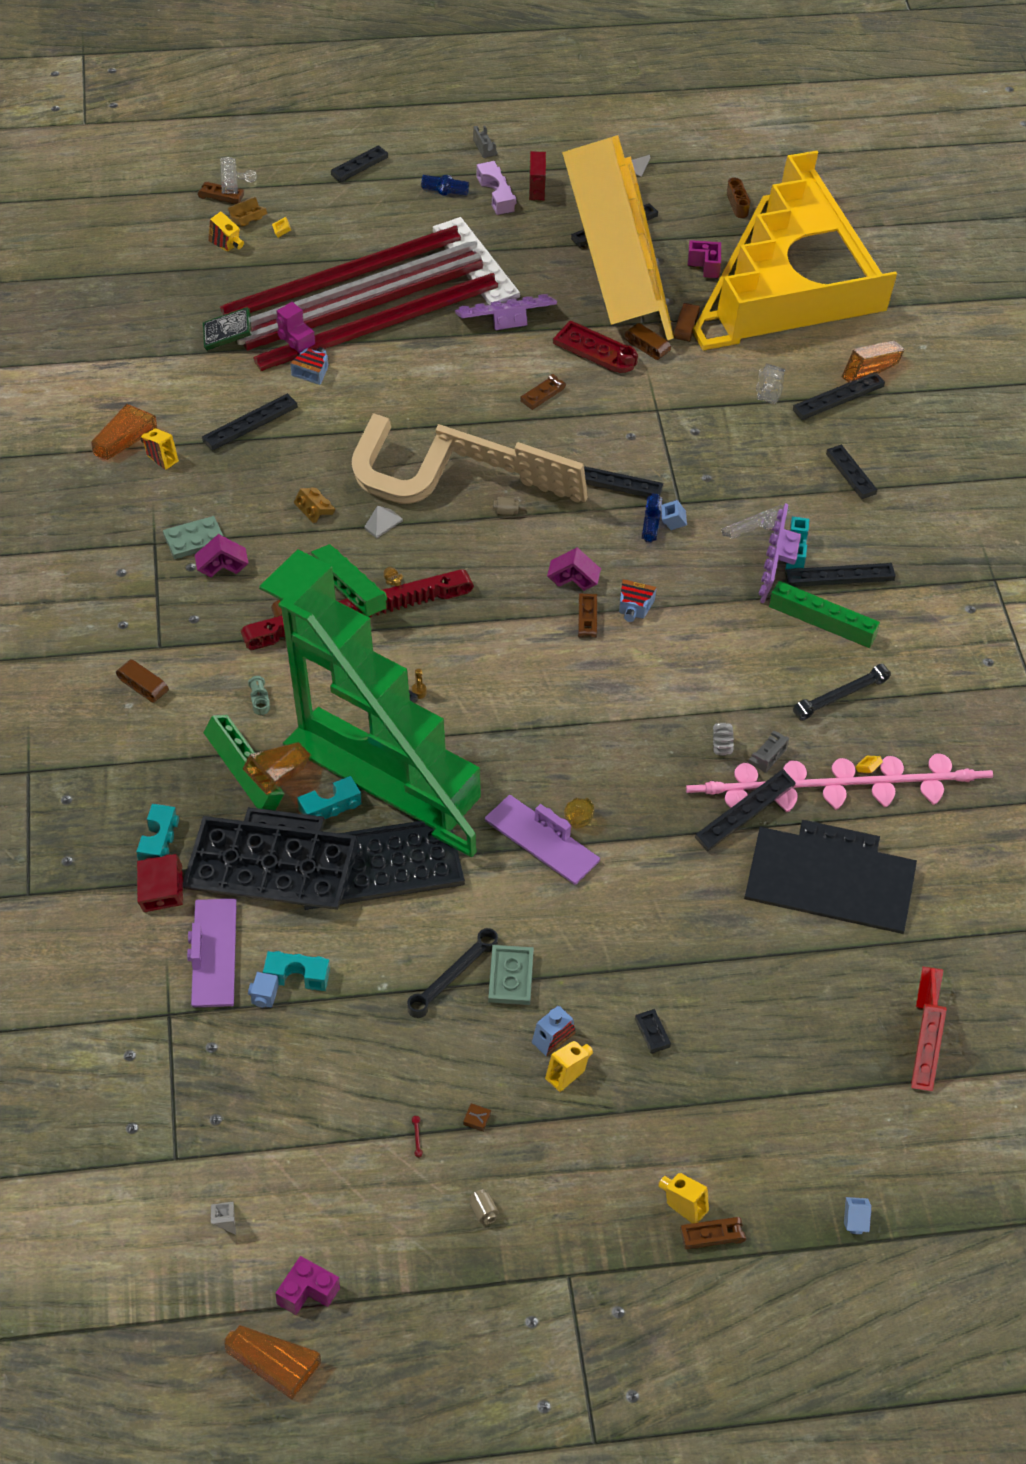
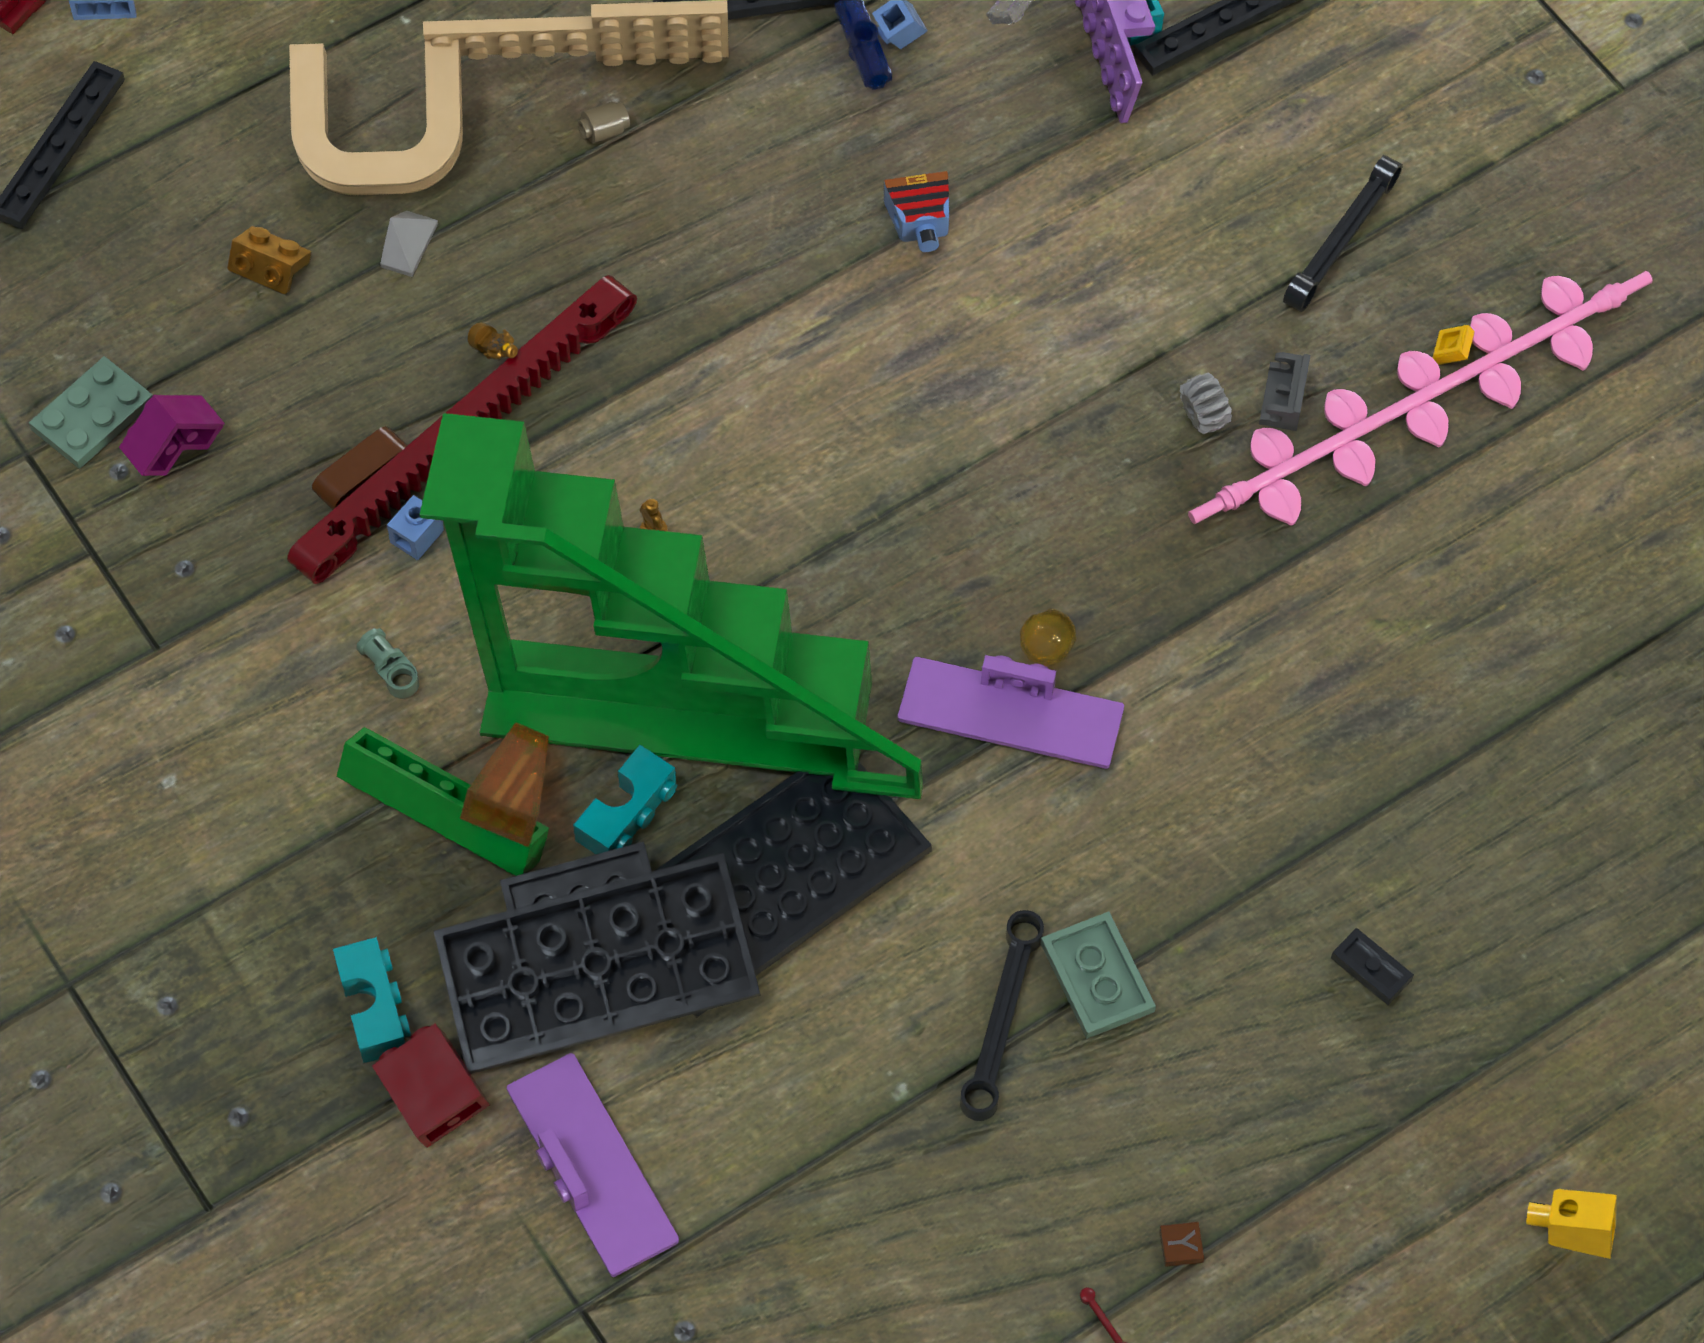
camera: 25 degrees left, 10 degrees up
(142, 680) = (169, 726): reddish brown beam -> none
(263, 990) = (716, 1192): medium blue brick -> none
(314, 969) = (777, 1117): teal arch -> none
(352, 582) = (419, 378): green brick -> none
(556, 1028) = (1223, 1036): medium blue torso -> none
(567, 1064) = (1280, 1080): yellow torso -> none
(574, 567) = (789, 193): magenta brick -> none
(587, 615) = (856, 269): reddish brown plate -> none
(712, 1233) = (1645, 1260): reddish brown plate -> none
(745, 810) = (1308, 514): black plate -> none
(824, 614) = (1241, 103): green brick -> none
(832, 875) = (1498, 567): black slope -> none

